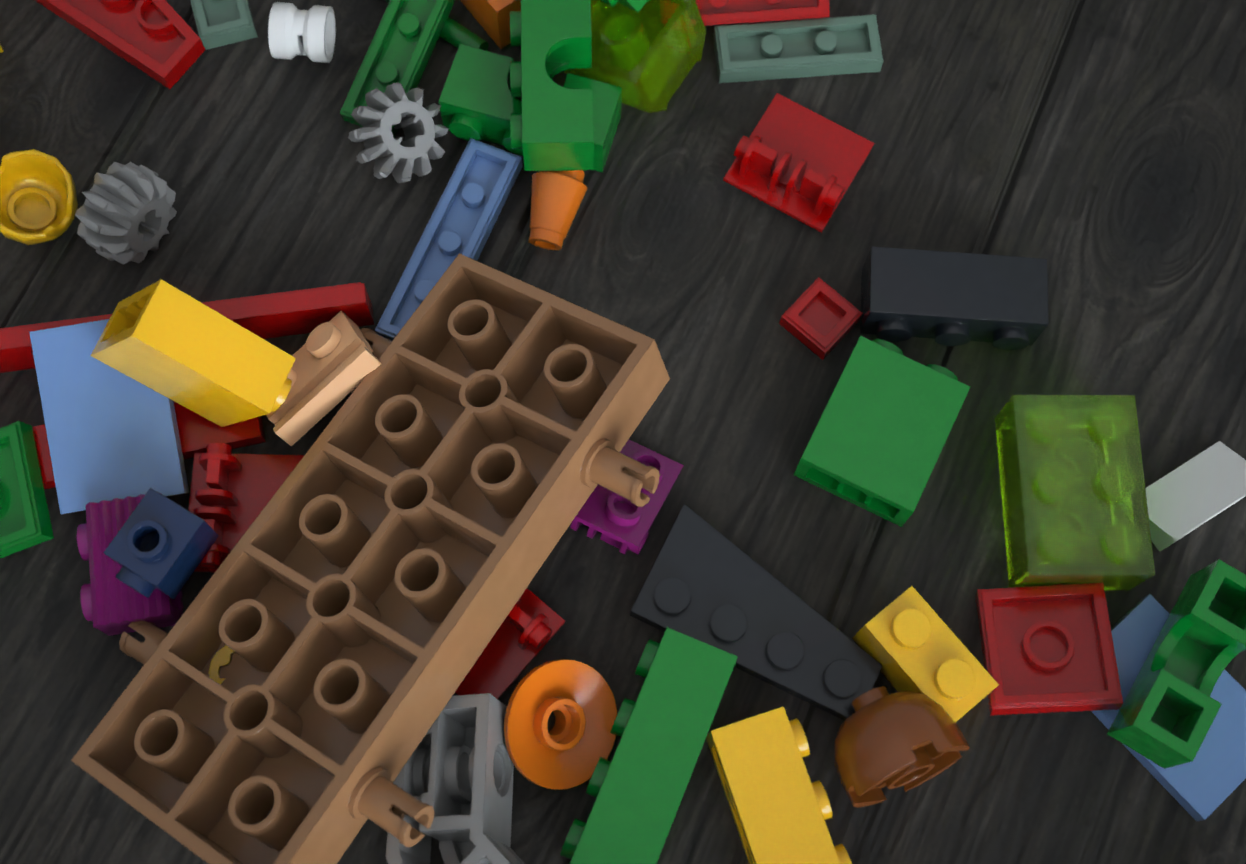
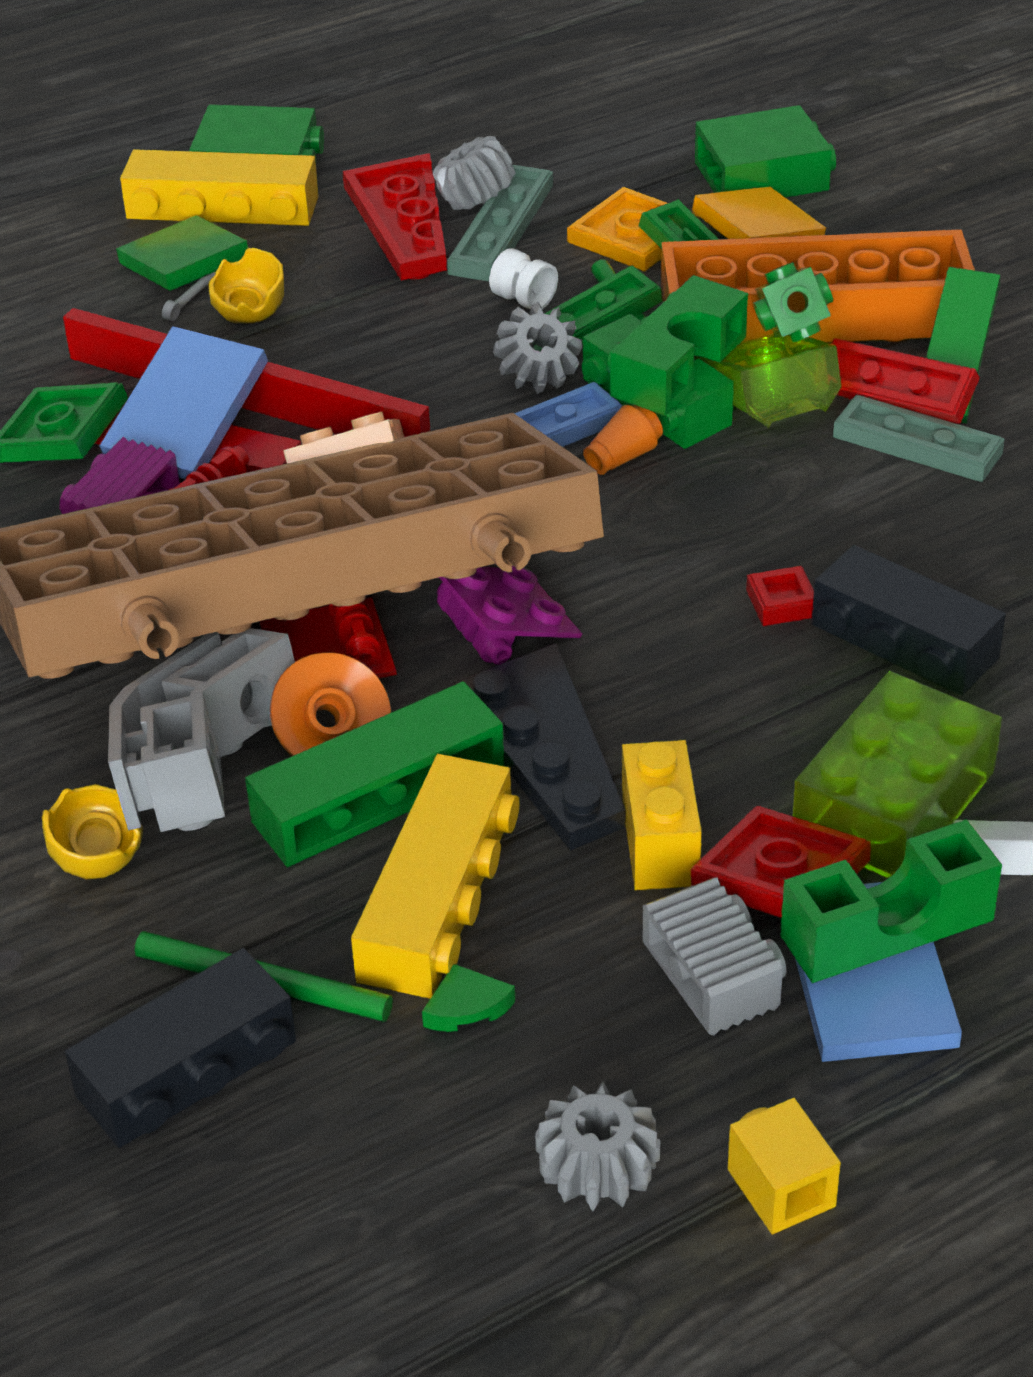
camera: 40 degrees right, 30 degrees down
(126, 212) = (301, 313): light grey gear -> none
(160, 546) = (144, 458): dark blue brick -> none
(194, 356) = (264, 366): yellow brick -> none
(798, 162) = (850, 496): red hinge -> none
(882, 430) = (763, 670): green brick -> none
(894, 744) = (578, 846): dark orange cylinder -> none
(1067, 784) = (714, 954): none -> light grey brick

